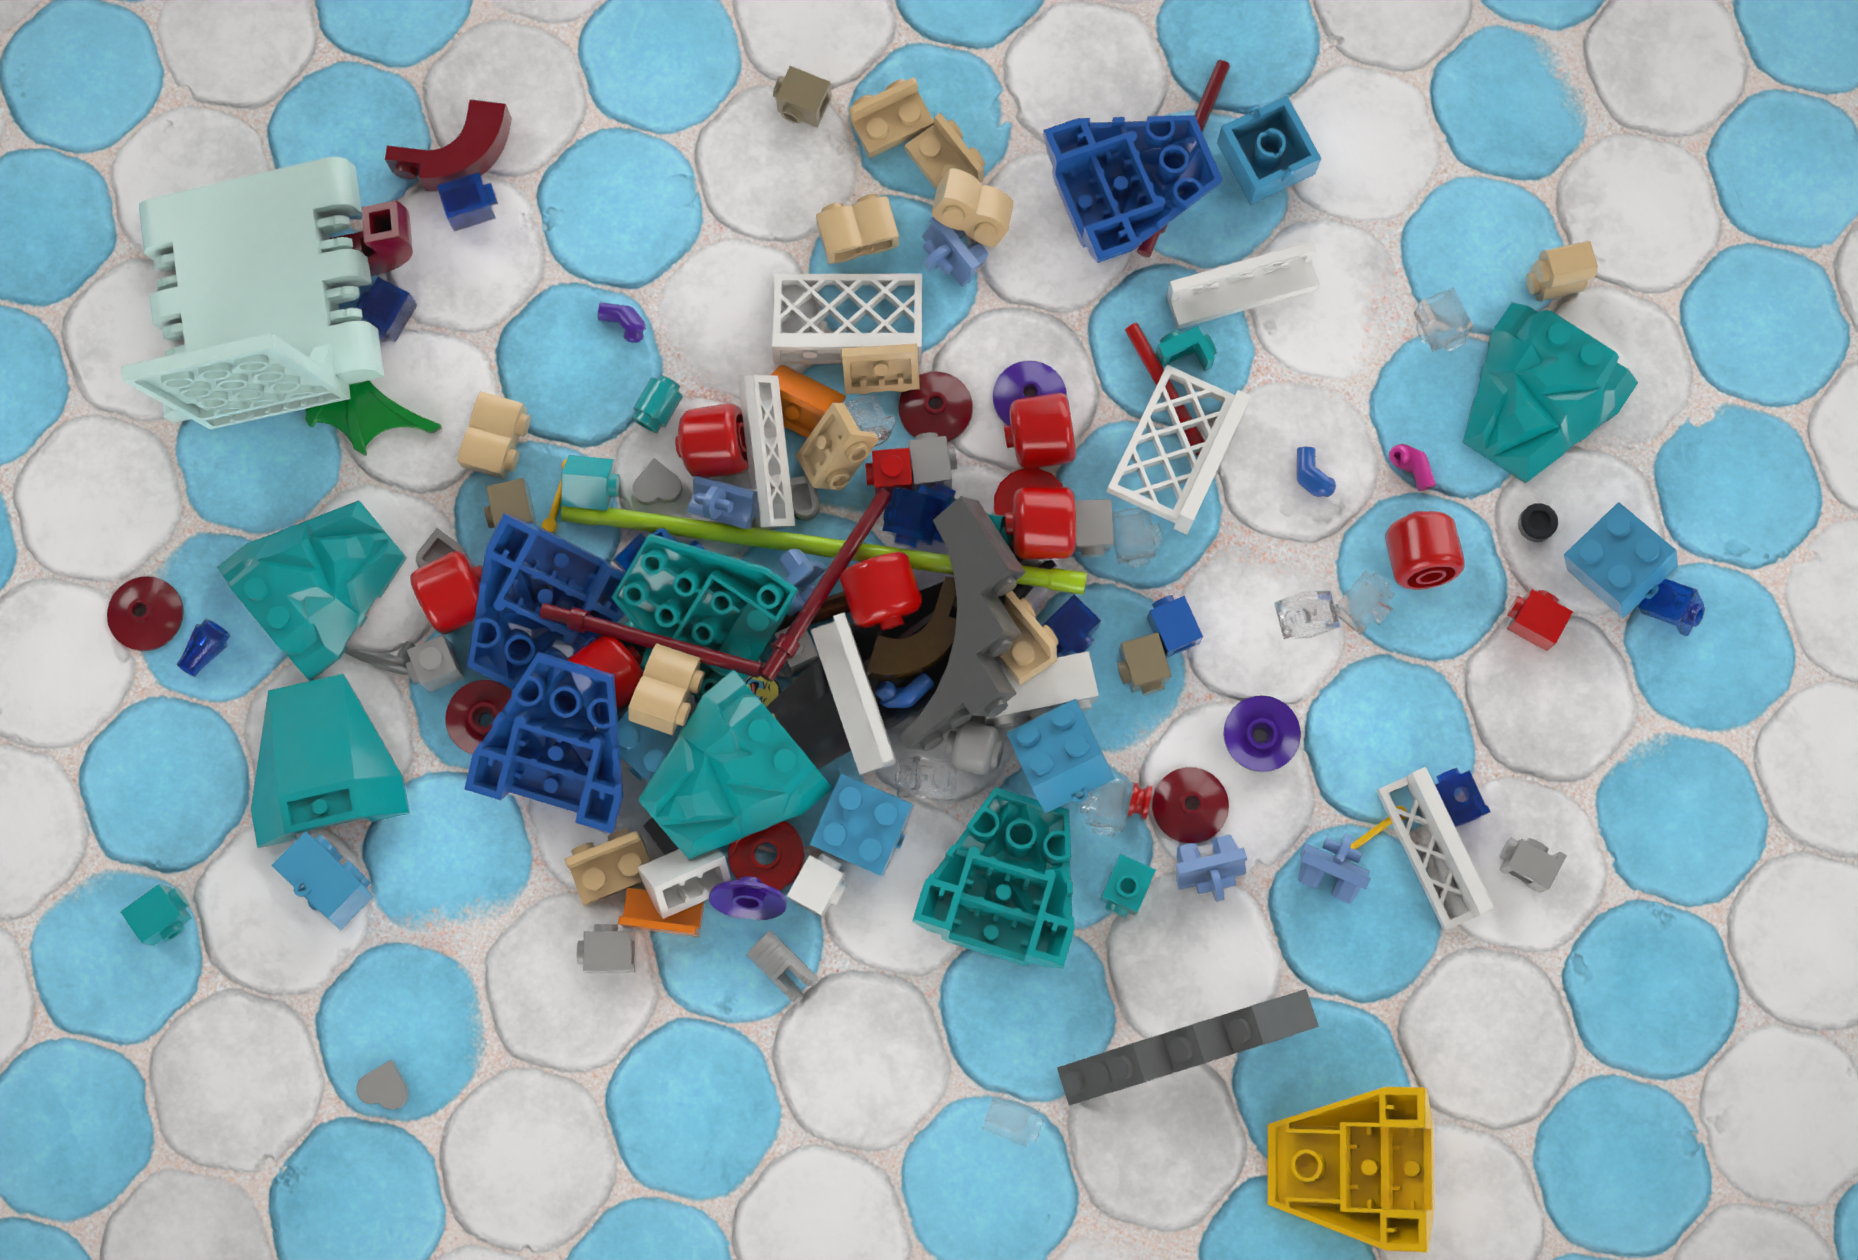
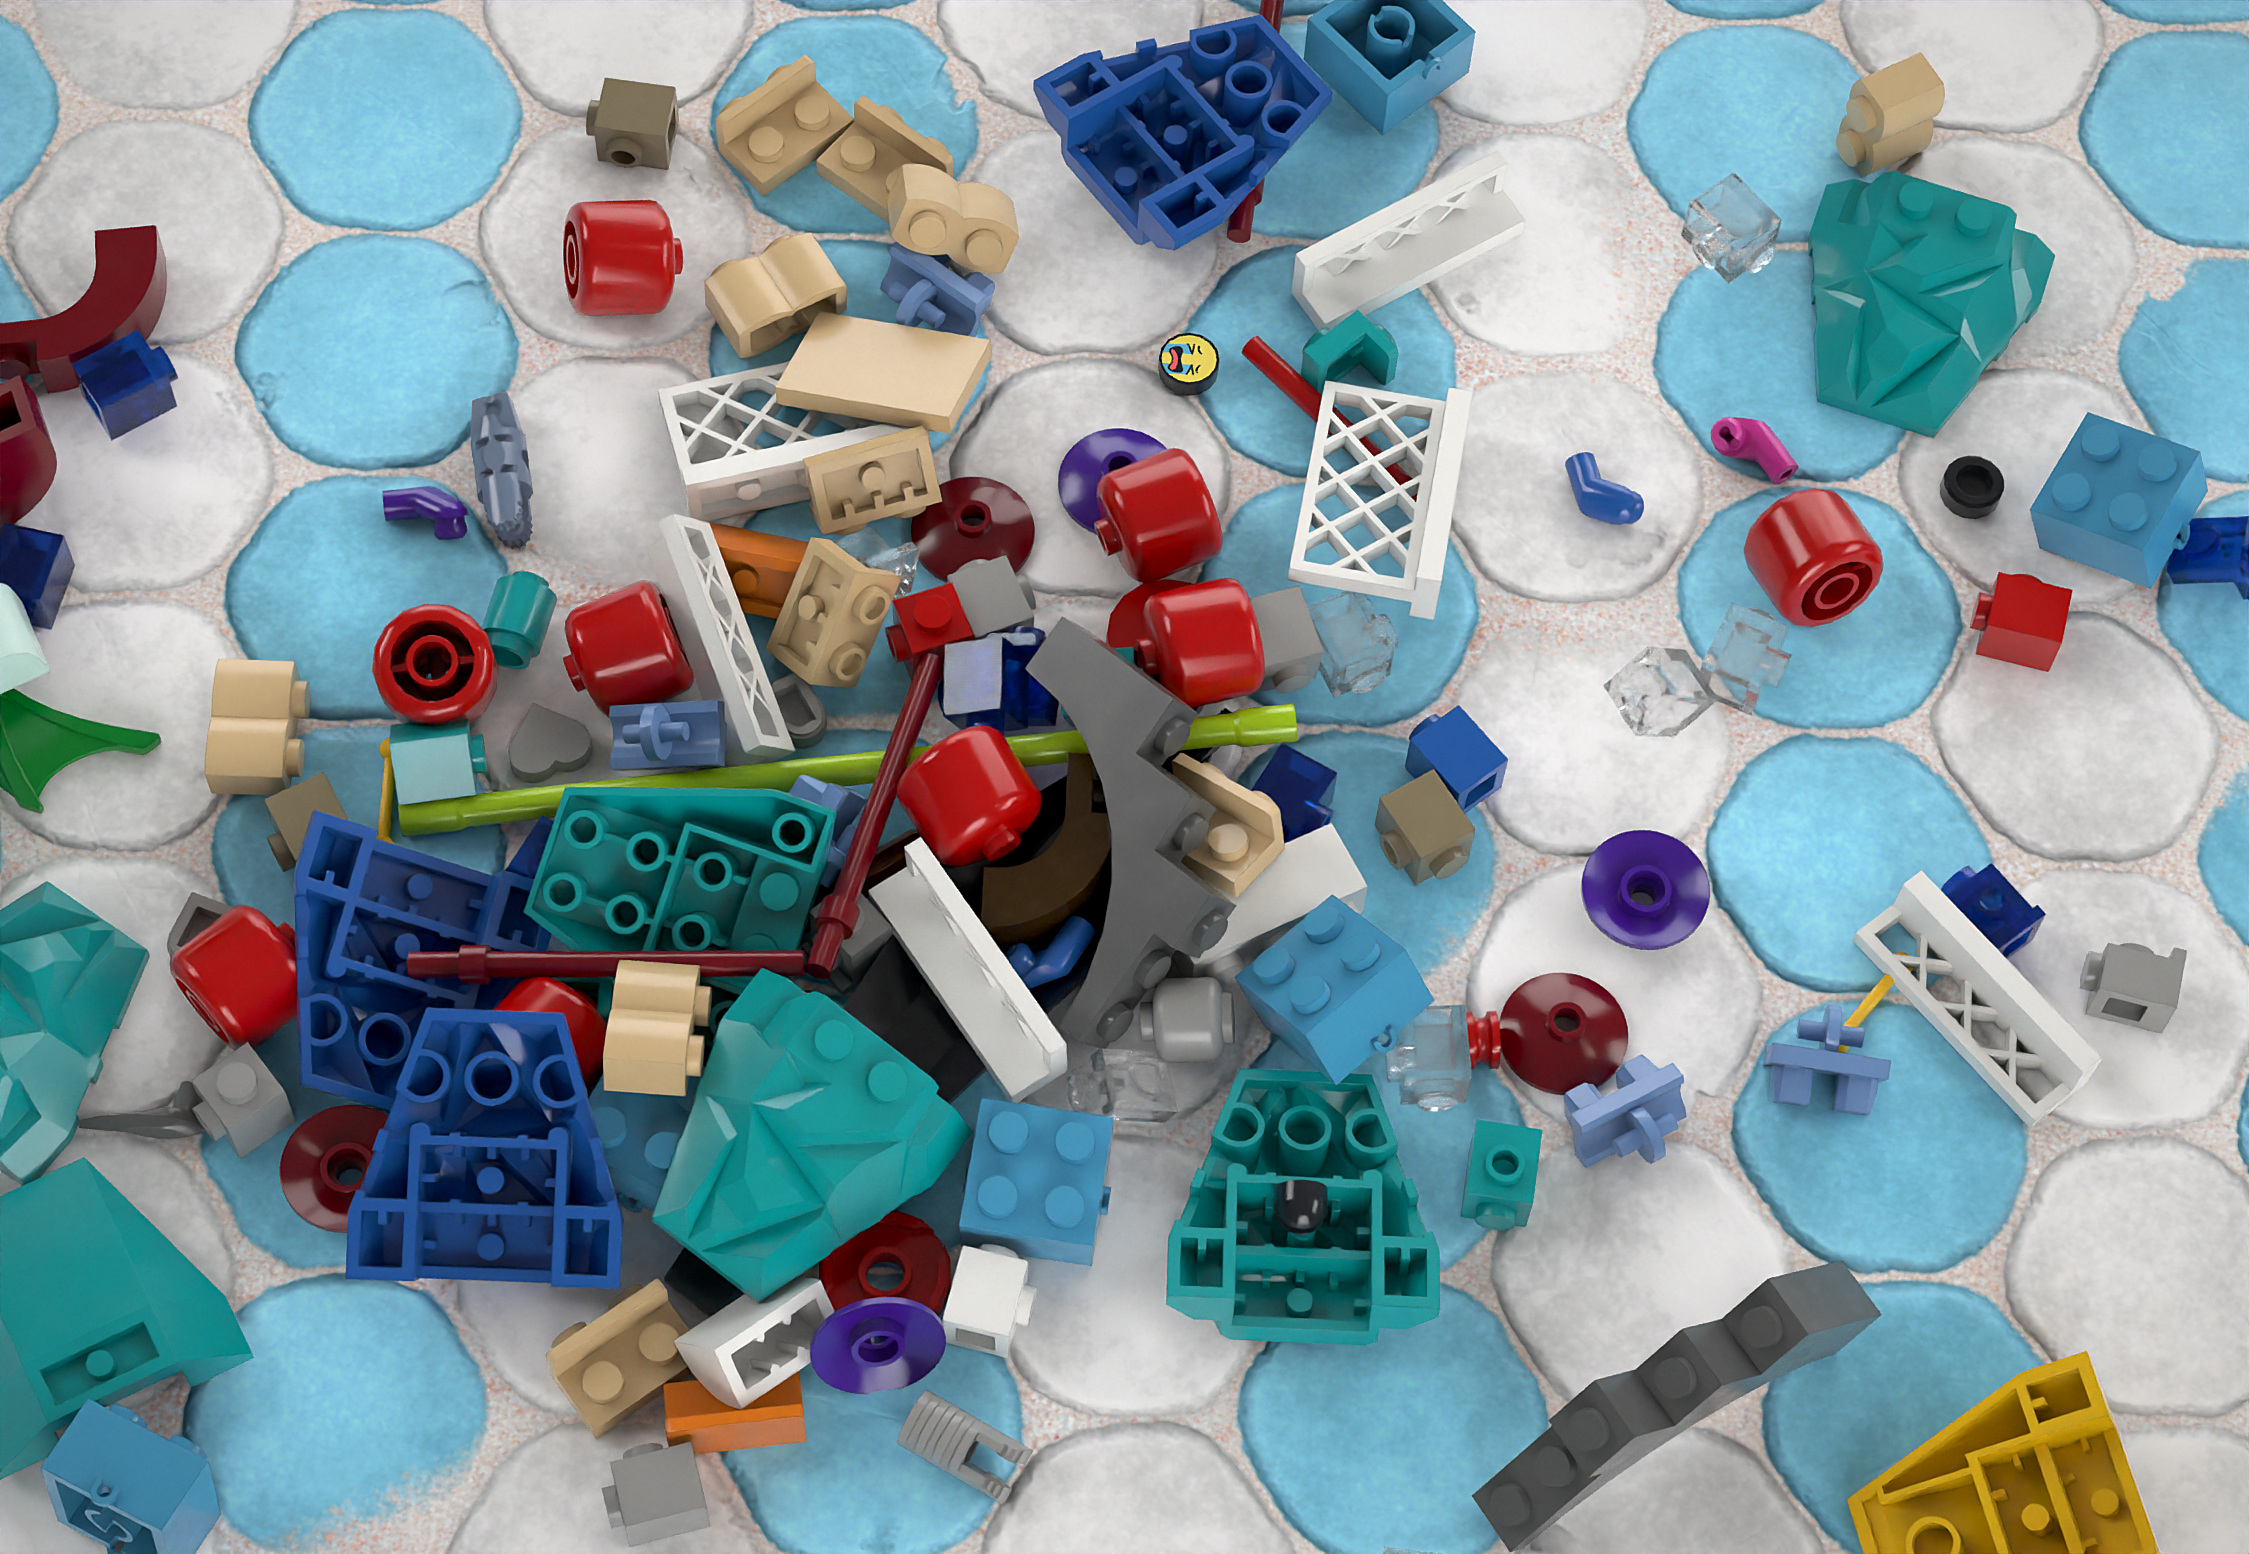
camera: 20 degrees left, 15 degrees down
(583, 432) = (433, 642): none -> red head
(671, 304) = (502, 468): none -> sand blue hinge
(771, 186) = (620, 257): none -> red head
(906, 299) = (884, 372): none -> tan tile
(1004, 882) = (1300, 1205): none -> black hinge
(1090, 330) = (1188, 364): none -> tile

